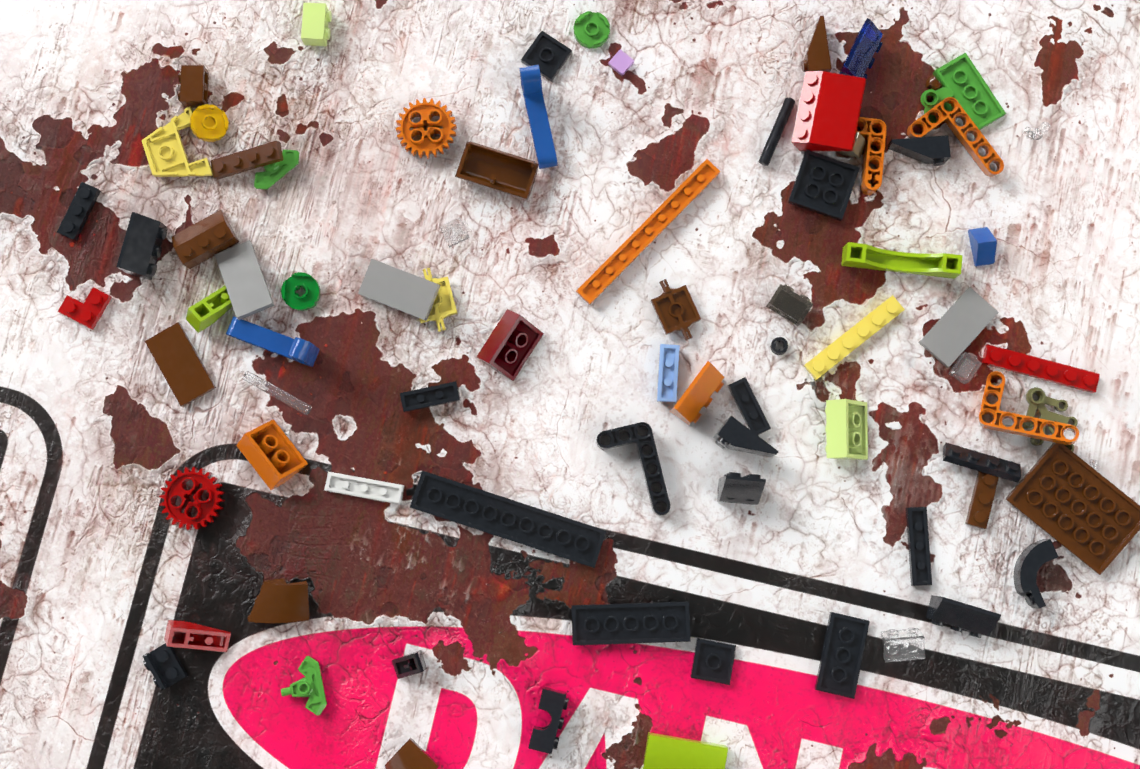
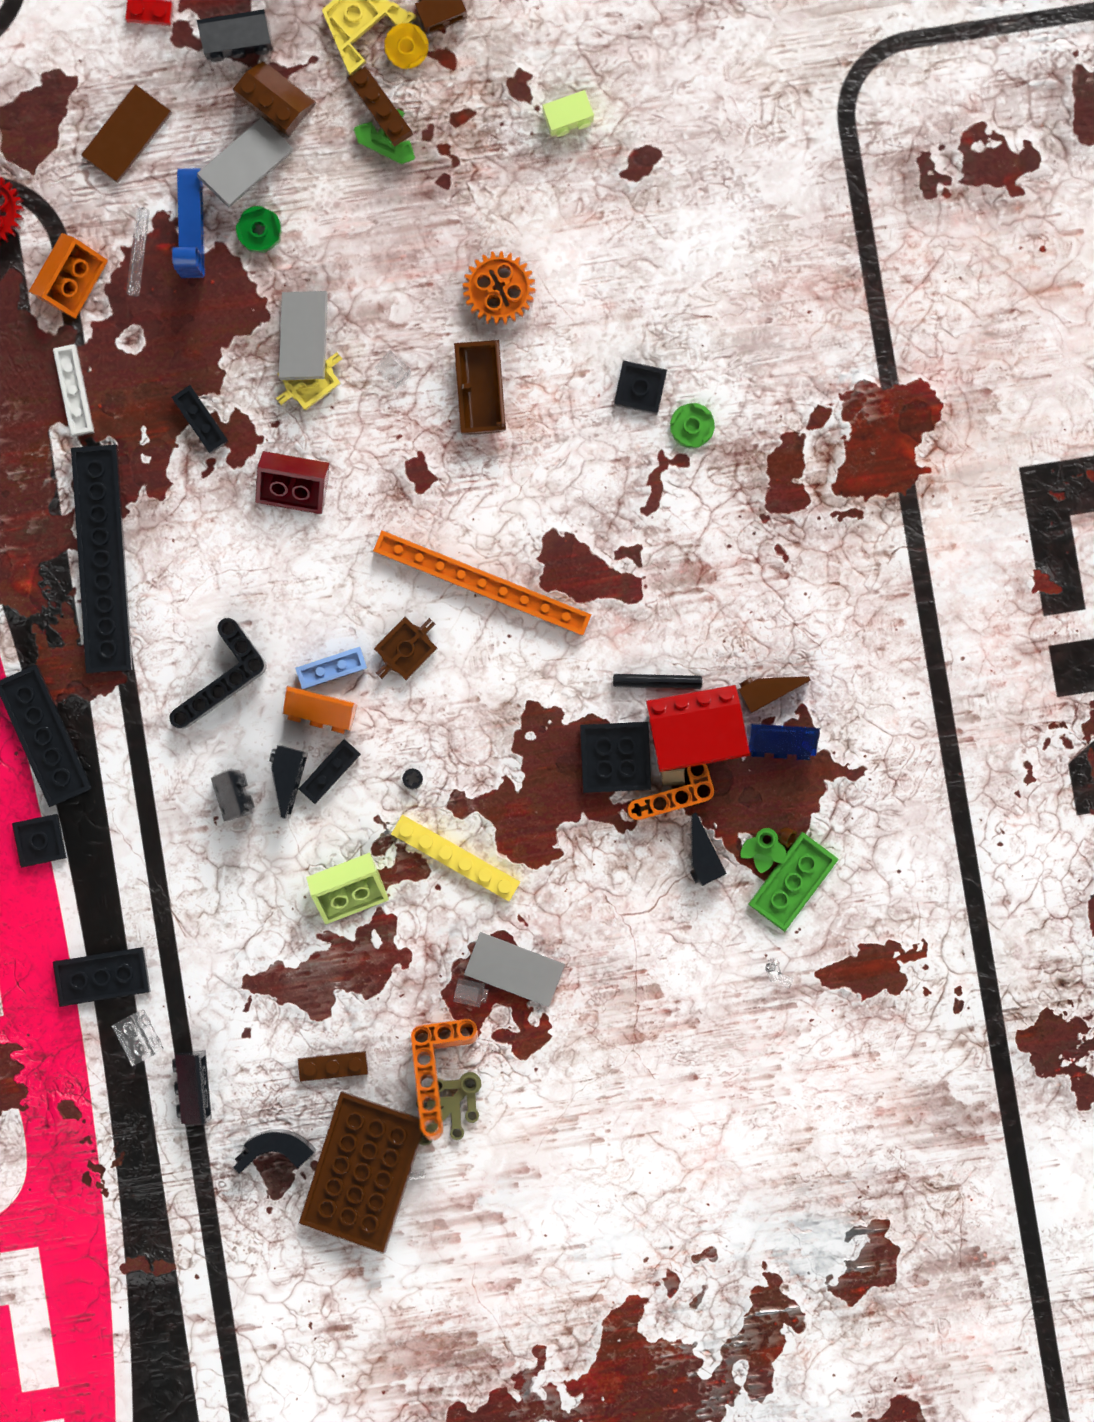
camera: 65 degrees right, 5 degrees up
(209, 309) = (197, 138): lime slope -> none
(537, 116) = (590, 387): blue beam -> none
(621, 62) = (666, 474): lavender tile -> none
(789, 304) = (462, 771): clear smoke brick -> none
(874, 258) = (561, 876): lime arch -> none
(918, 546) = (252, 1015): black tile -> none
(961, 133) = (738, 887): orange beam -> none
(981, 462) = (371, 1049): black plate -> none
(983, 246) = (618, 961): blue slope -> none
(1040, 368) = (504, 1077): red plate -> none

